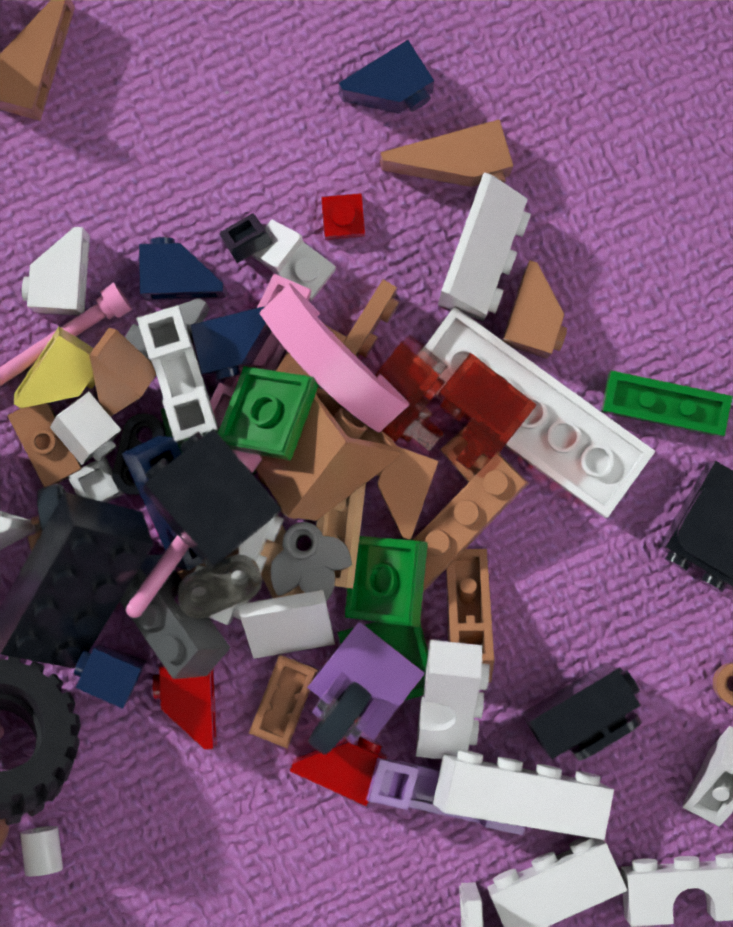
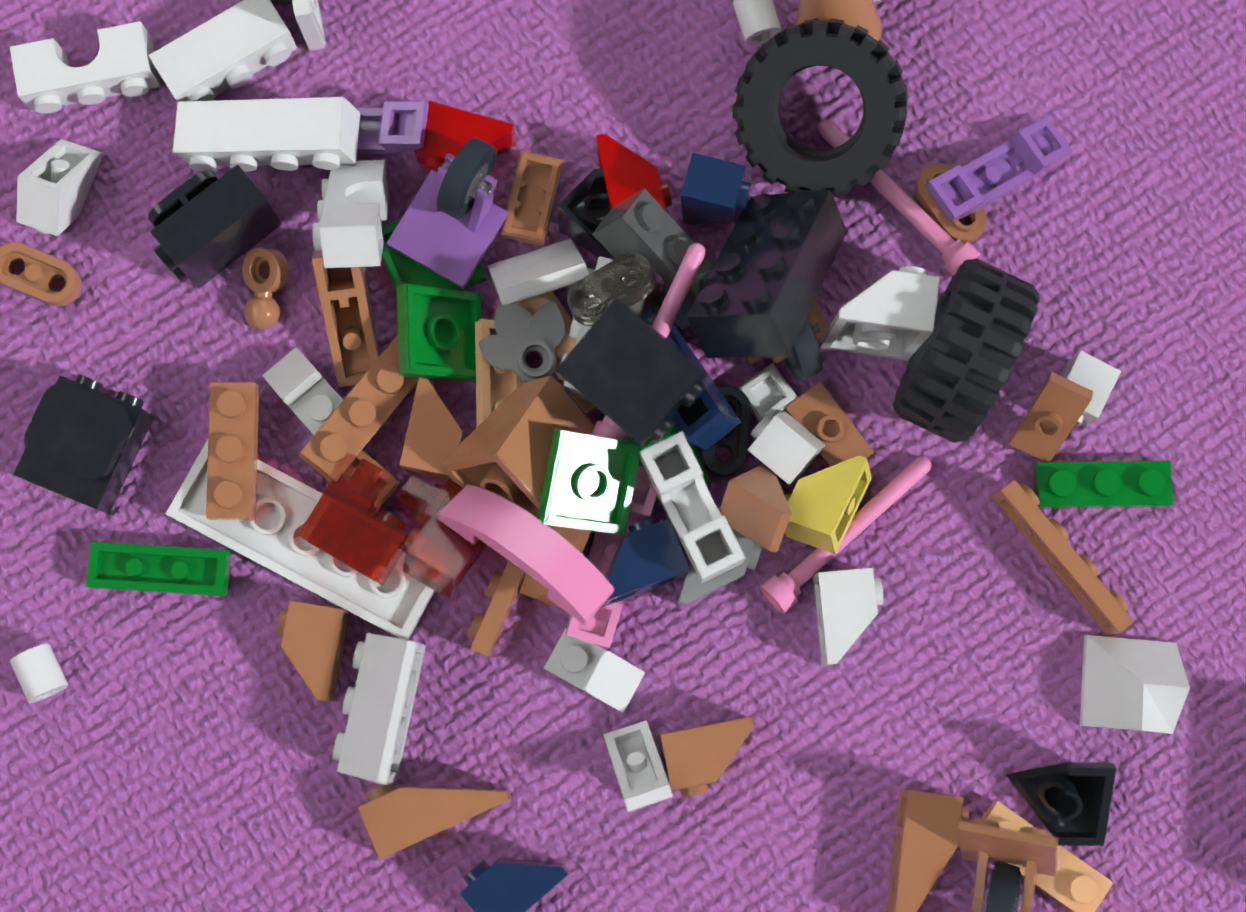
camera: 165 degrees right, 5 degrees down
(175, 273) = (718, 633): dark blue slope -> none
(206, 172) = (701, 753): none -> nougat slope
(232, 675) = (584, 211): none -> black slope
(245, 237) = (647, 684): black tile -> none
(264, 167) = (637, 766): none -> white slope
(343, 216) = (543, 727): red plate -> none
(518, 548) = (303, 389): none -> white slope
(548, 632) = (264, 273): none -> nougat plate
(588, 497) = (232, 451): none -> nougat plate

